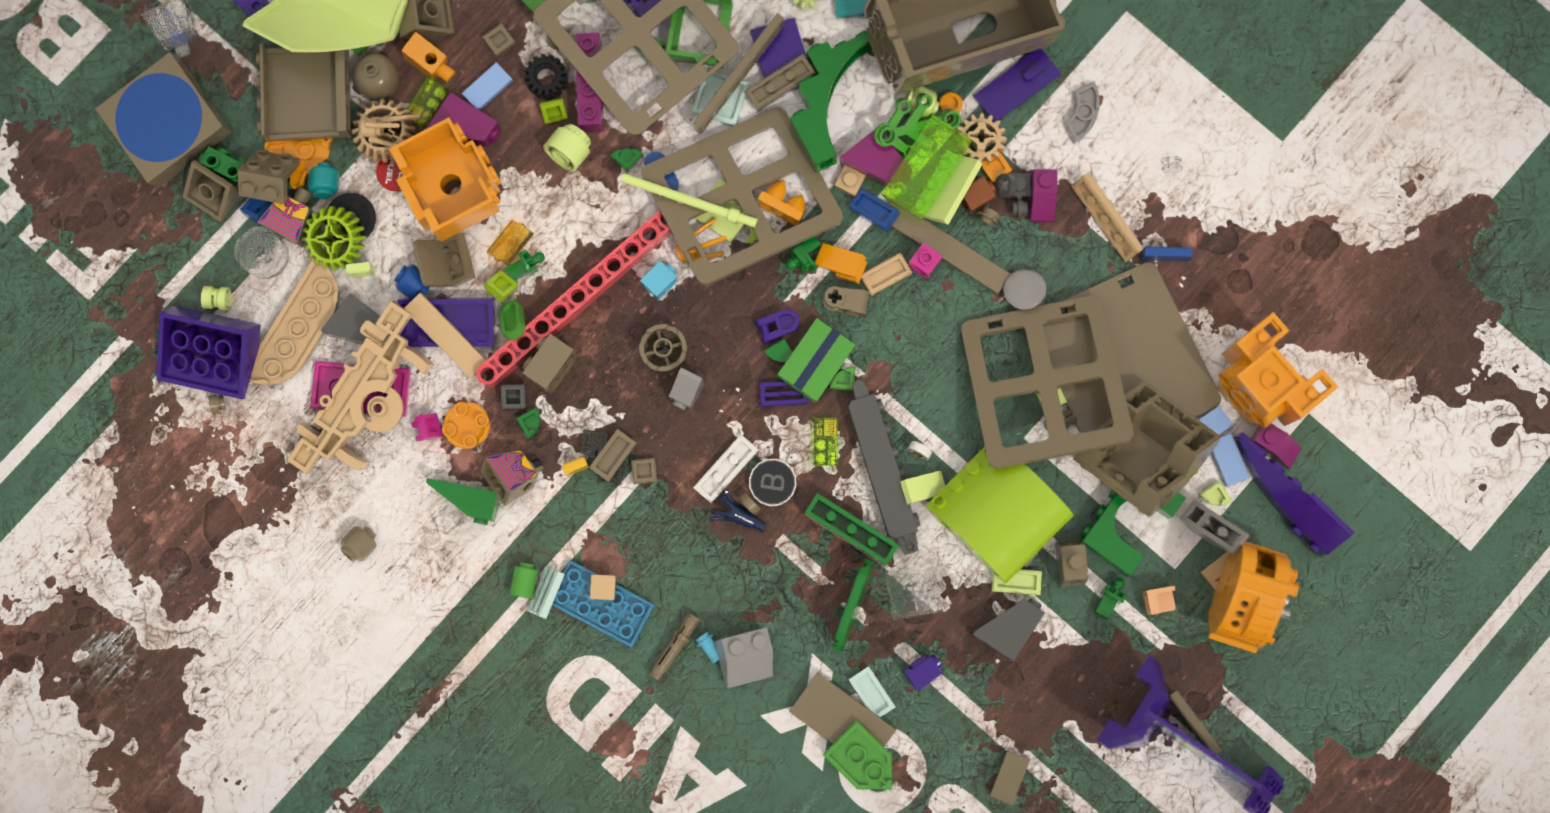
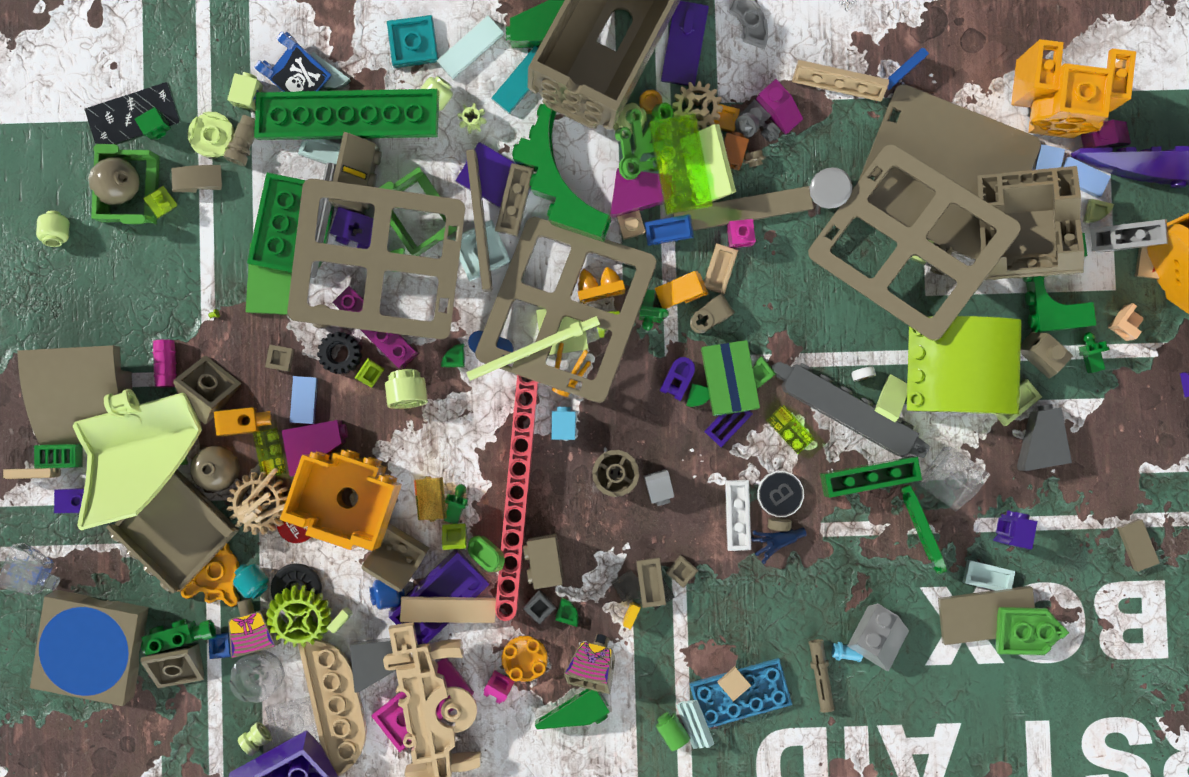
camera: 45 degrees left, 5 degrees up
(266, 176) = (205, 619): dark tan bracket -> none

